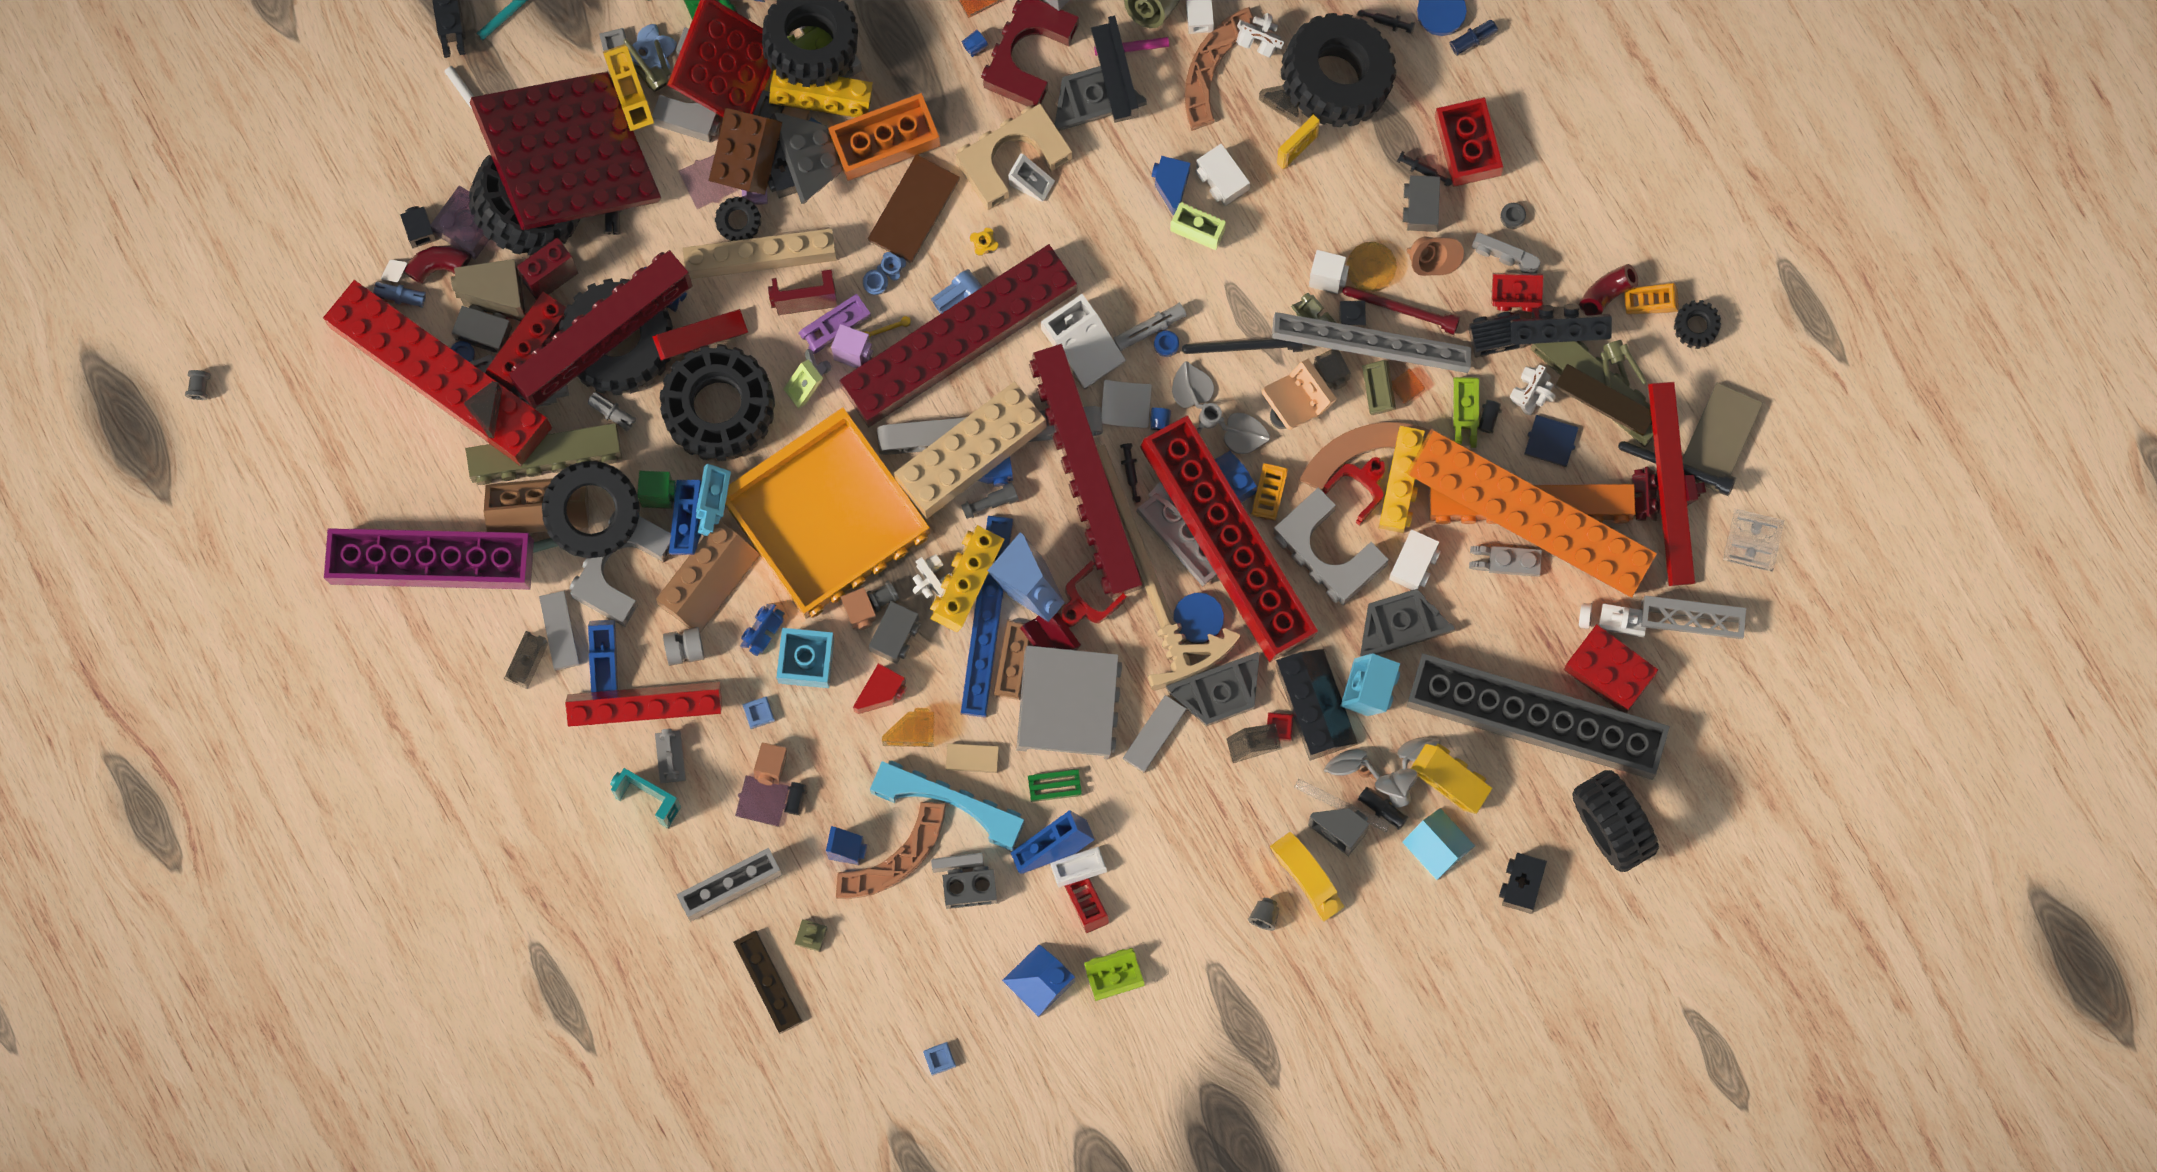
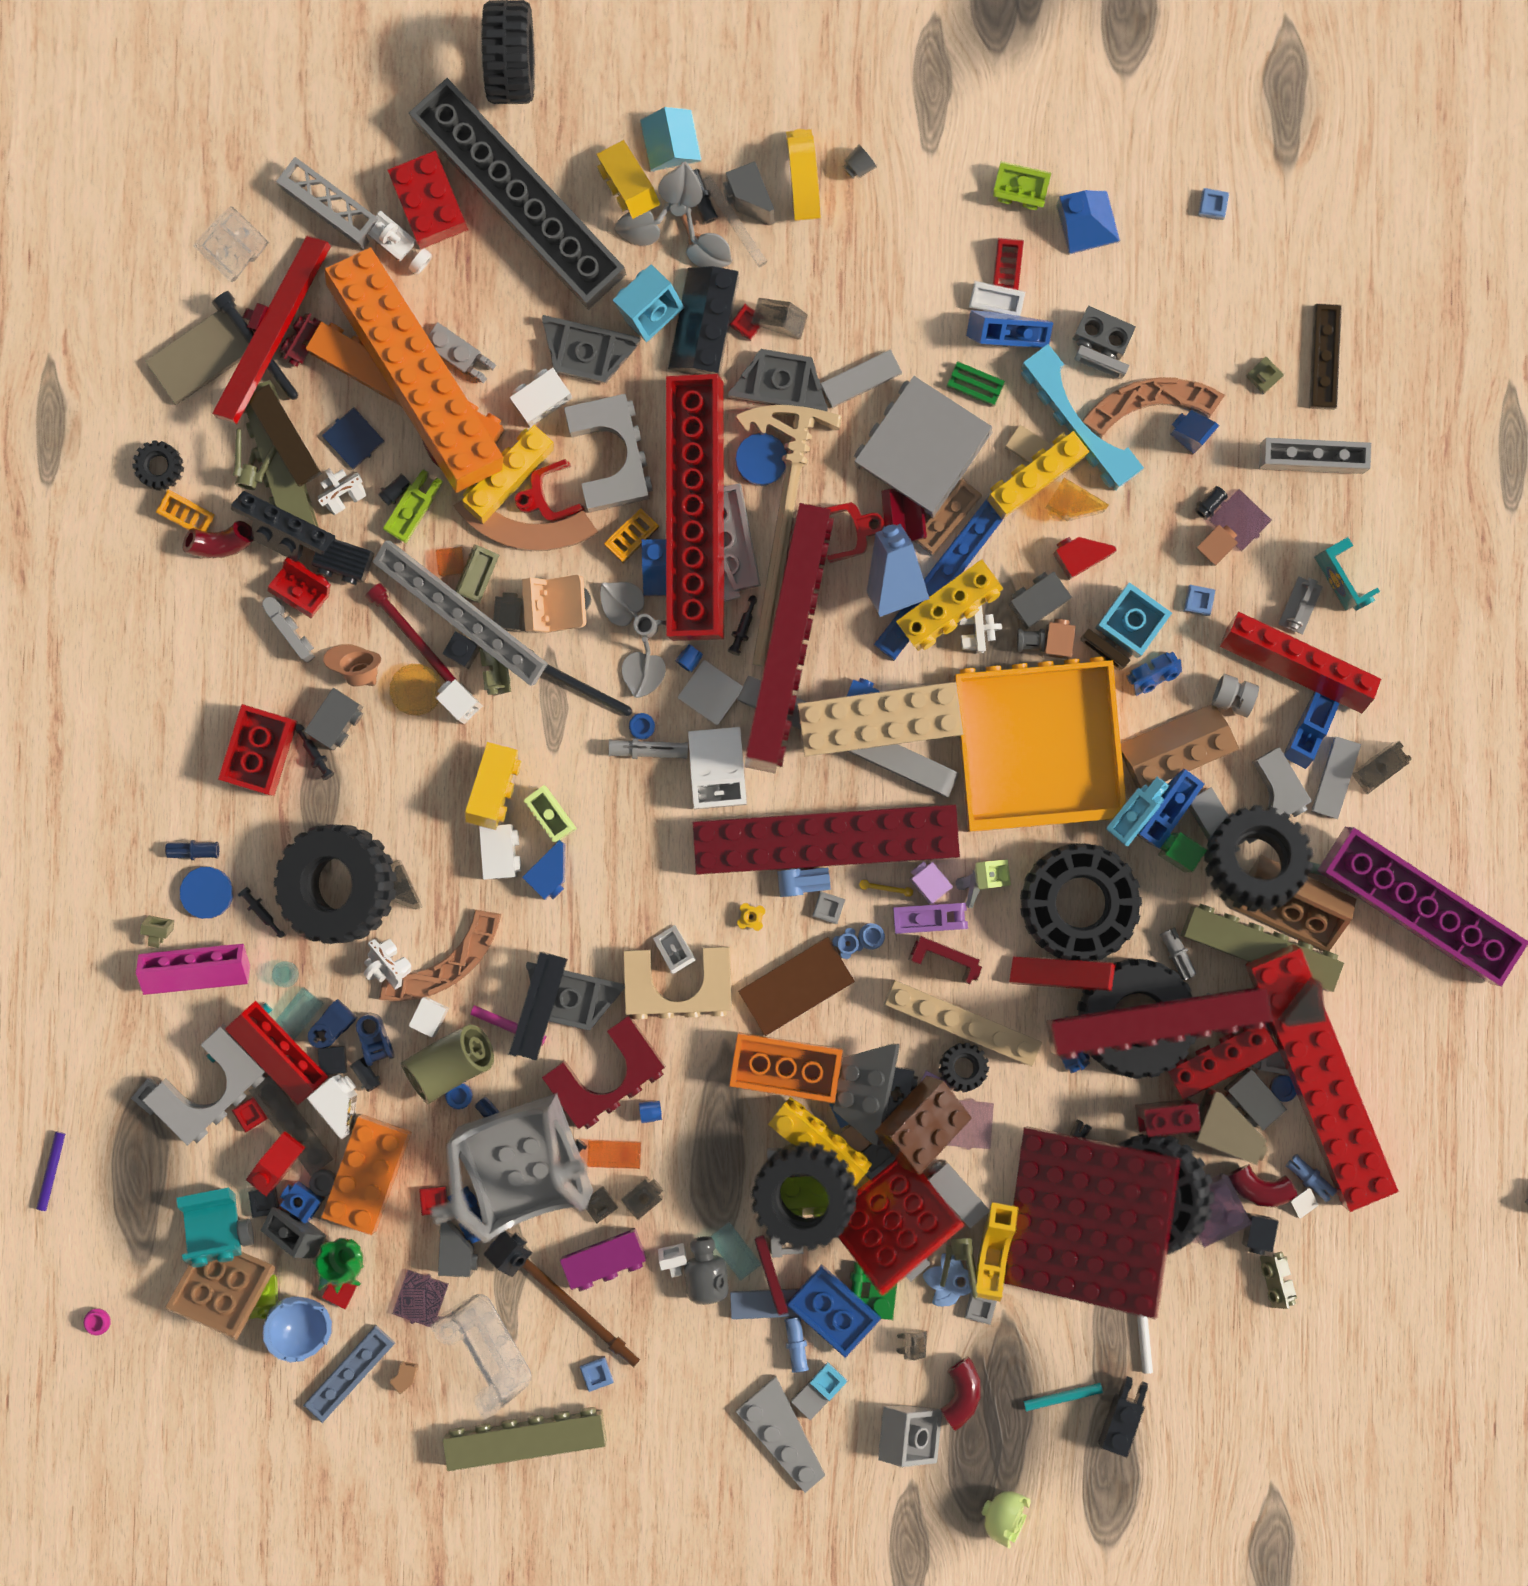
camera: 150 degrees left, 10 degrees up
(375, 191) = (1280, 1292): none -> olive hinge
(815, 623) = (1105, 648): none -> dark brown plate
(924, 286) = (828, 907): none -> light grey tile
(956, 731) = (1032, 479): none -> yellow brick
(994, 499) = (866, 669): dark grey piece -> none
(1258, 220) = (492, 786): none -> yellow brick
(1298, 142) = (411, 839): yellow tile -> none
(1513, 215) = (260, 663): dark grey tile -> none
(1530, 869) = (622, 47): black brick -> none

